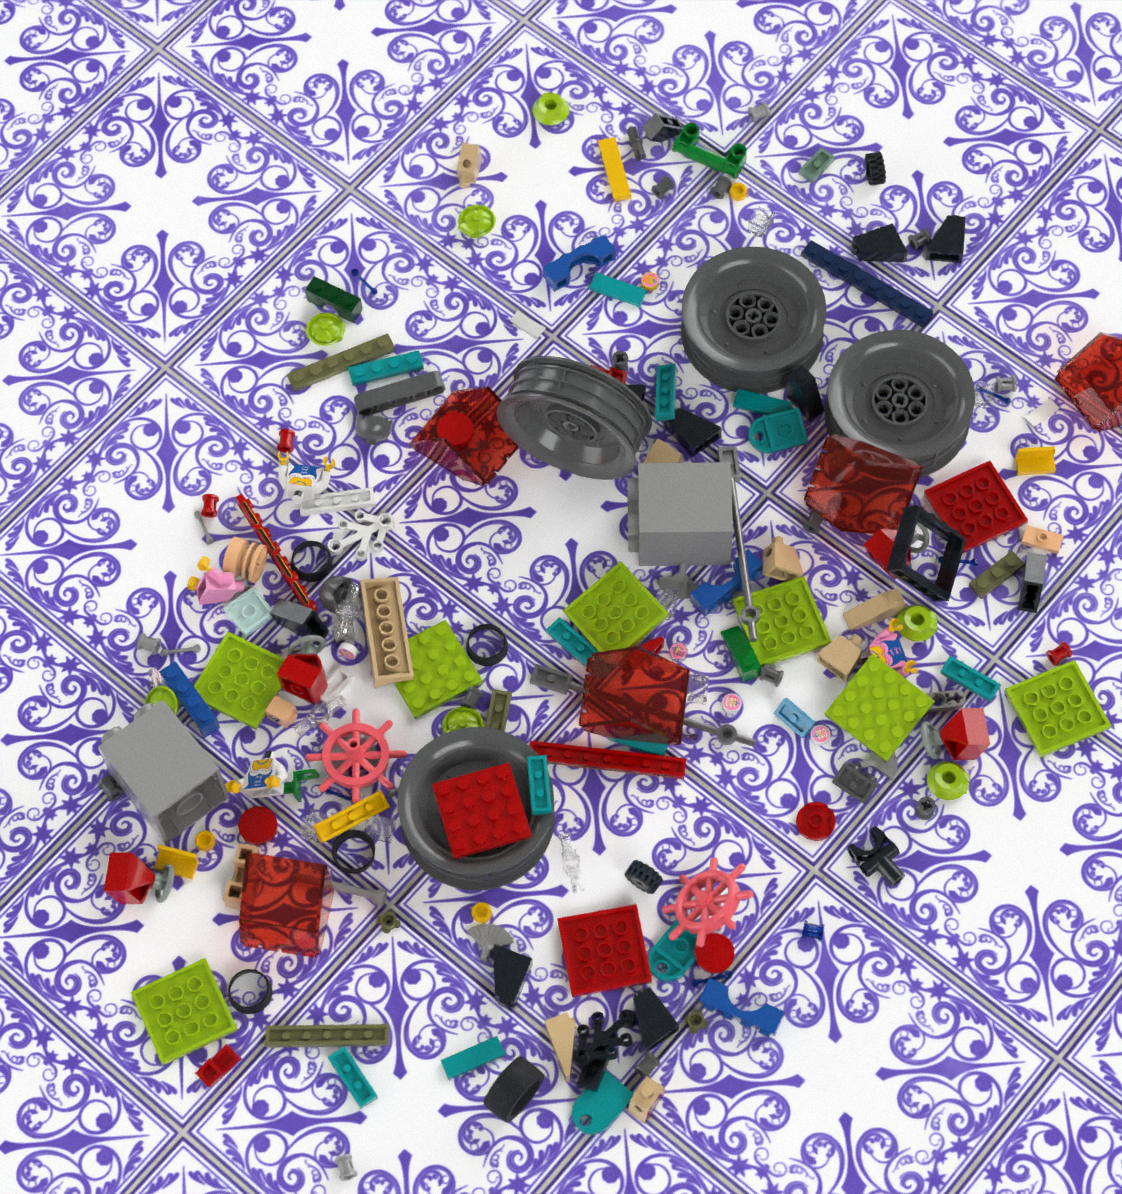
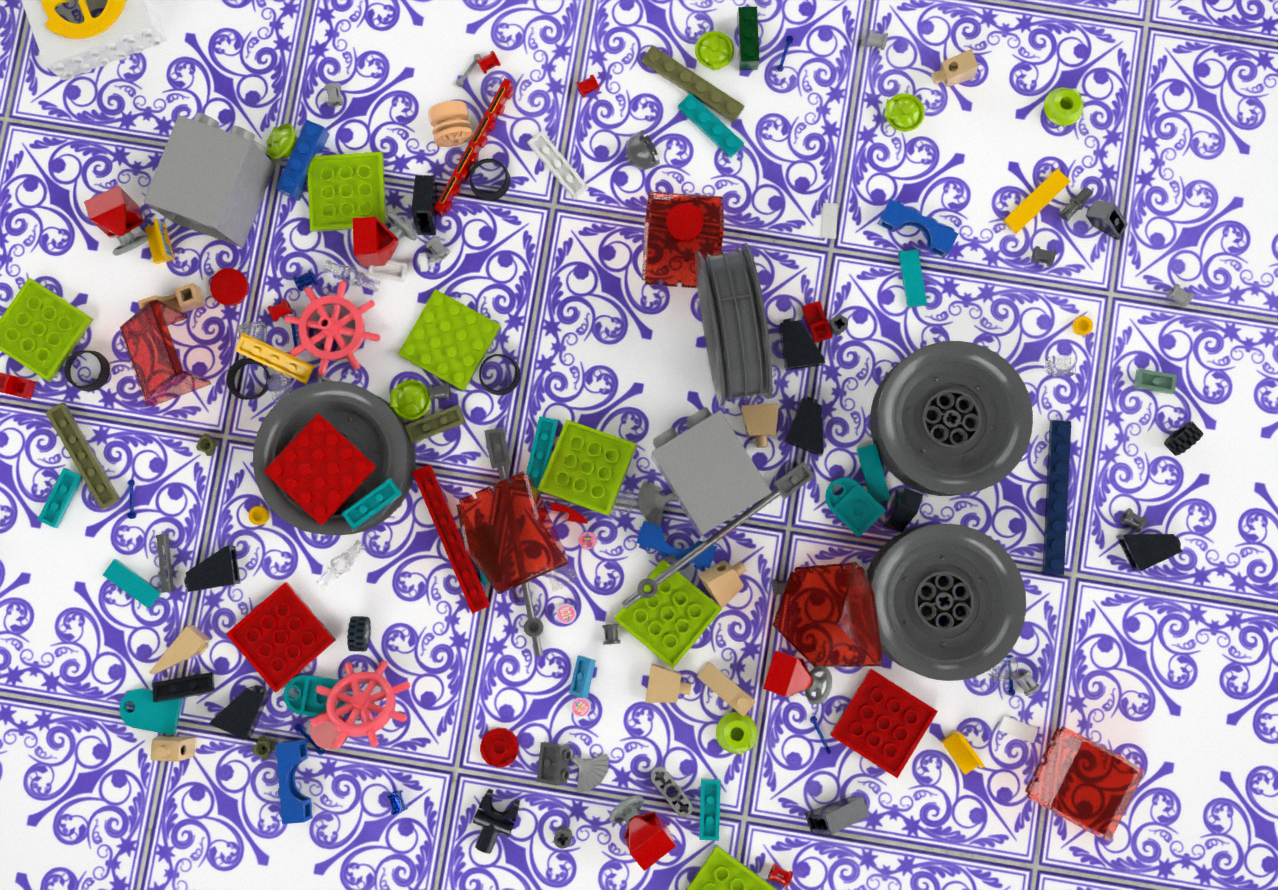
camera: 60 degrees right, 20 degrees up
(154, 678) = (305, 115): clear tile -> none
(196, 648) = (356, 136): light grey hinge -> none
(205, 841) = (192, 252): yellow tile -> none
(214, 585) = (410, 116): bright pink torso -> none
(248, 611) = (413, 157): light aqua tile -> none
(263, 778) = (265, 264): torso -> none
(281, 712) = (336, 242): light nougat brick -> none
(296, 786) = (278, 294): green bracket -> none
(297, 756) = (305, 280): none -> clear blue bush
(303, 481) = (555, 124): white torso -> none
(309, 792) = (280, 310): none -> red bush
(334, 591) = (466, 221): dark grey cylinder -> none
(348, 611) = (454, 240): clear pin -> none
(363, 532) = (541, 207): white plant -> none
(377, 896) = (222, 422): light grey piece -> none
(385, 631) = (457, 282): tan arch -> none
(399, 393) = (691, 153): dark grey beam -> none
(402, 209) = (876, 39): none -> light grey bush
(409, 1025) = (131, 515): none -> clear blue hinge
(482, 1020) = (163, 539): none -> dark grey pin
(487, 936) = (241, 535): light grey hand -> none
(513, 1089) = (108, 638): black tyre -> none
(603, 1039) = (200, 681): black plant -> none
(647, 1065) = (201, 730): dark grey bush -> none
(650, 281) = (938, 302): tile -> none
(665, 392) = (829, 384): teal plate -> none
(687, 145) = (1101, 251): green piece -> none
(721, 187) = (1076, 308): dark grey bush -> none
(741, 653) = (617, 594): green slope -> none
(879, 245) = (1103, 488): black slope -> none
(879, 707) = (631, 747): lime plate -> none
(889, 650) = (687, 726): torso -> none
(948, 780) = (601, 842): lime piece -> none
(950, 562) = (805, 732): black window -> none
(996, 574) = (827, 777): olive plate -> none
(1042, 539) = (887, 799): light nougat plate -> none

